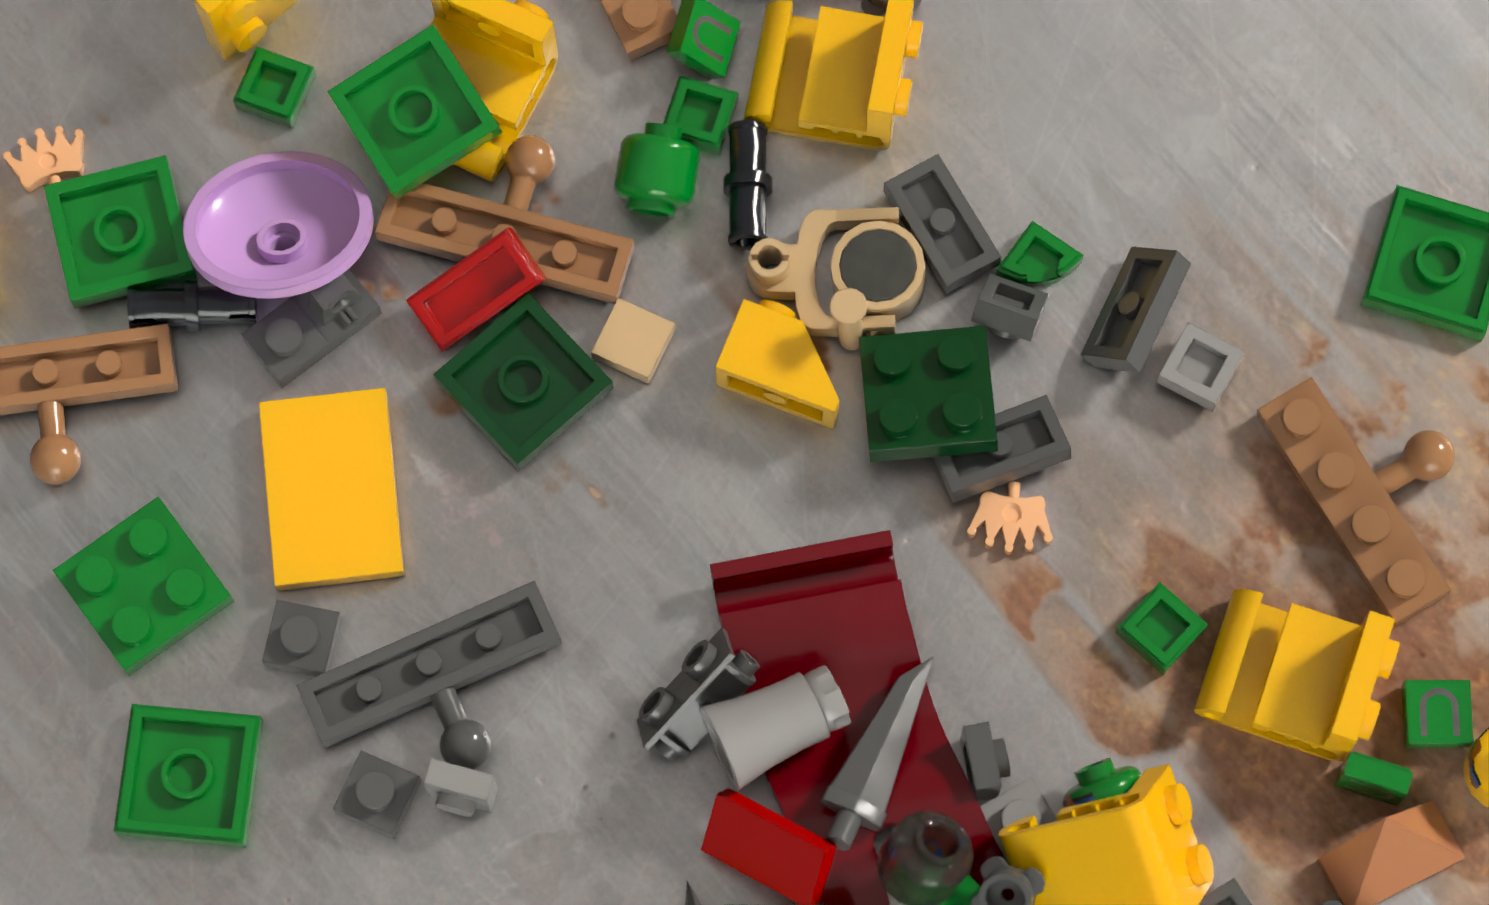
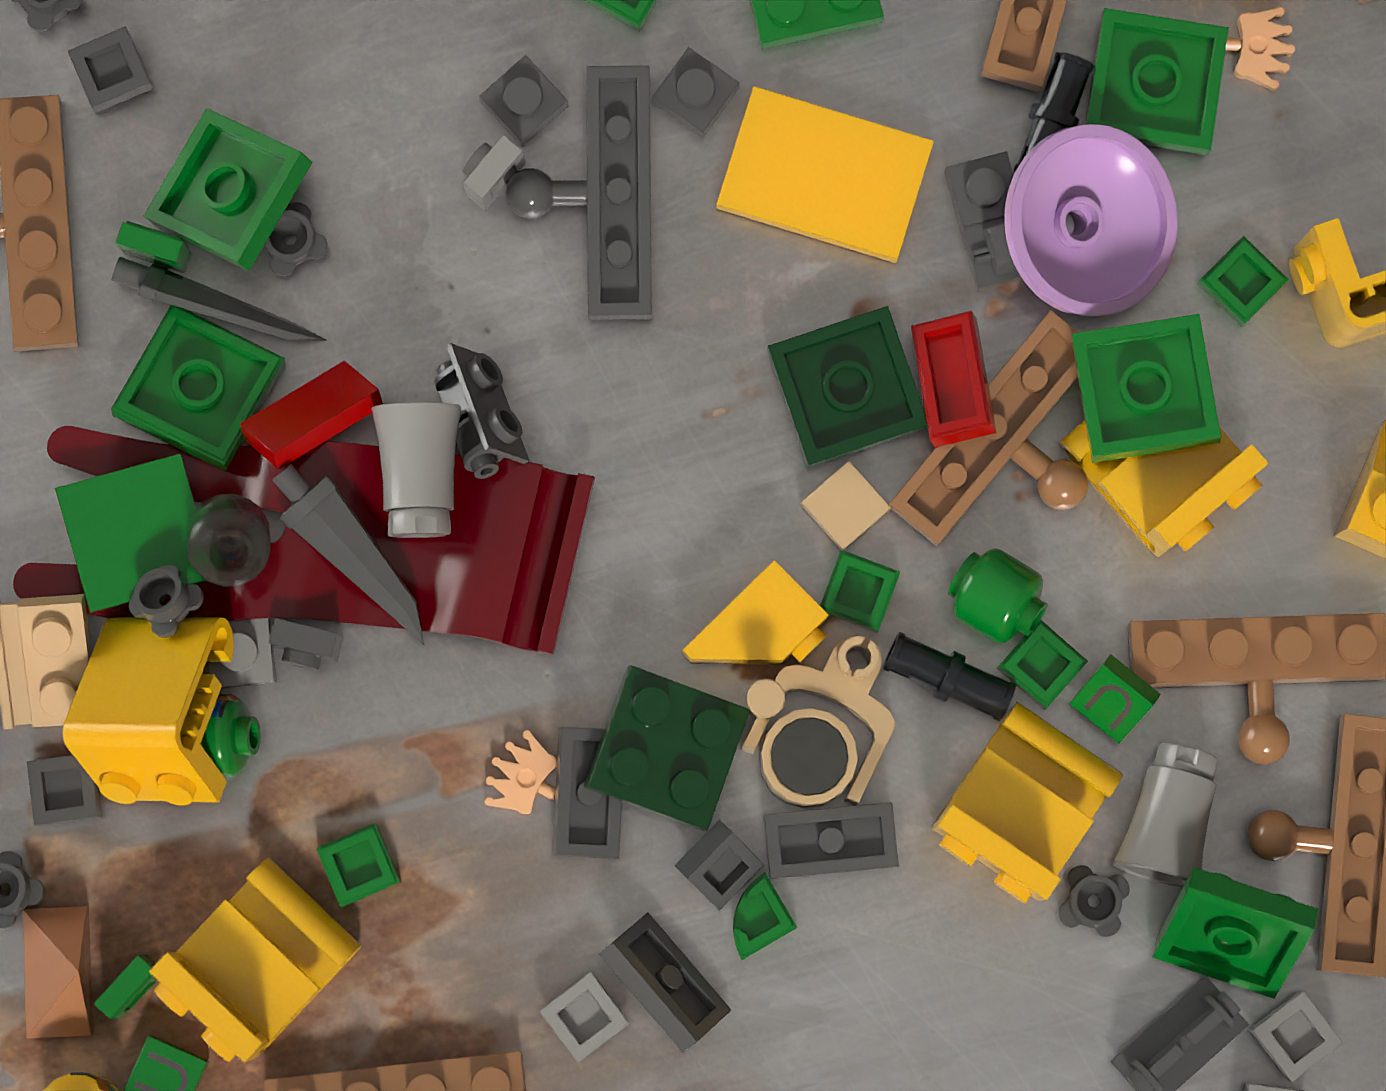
camera: 110 degrees right, 10 degrees up
(705, 297) = (859, 591): none -> green tile

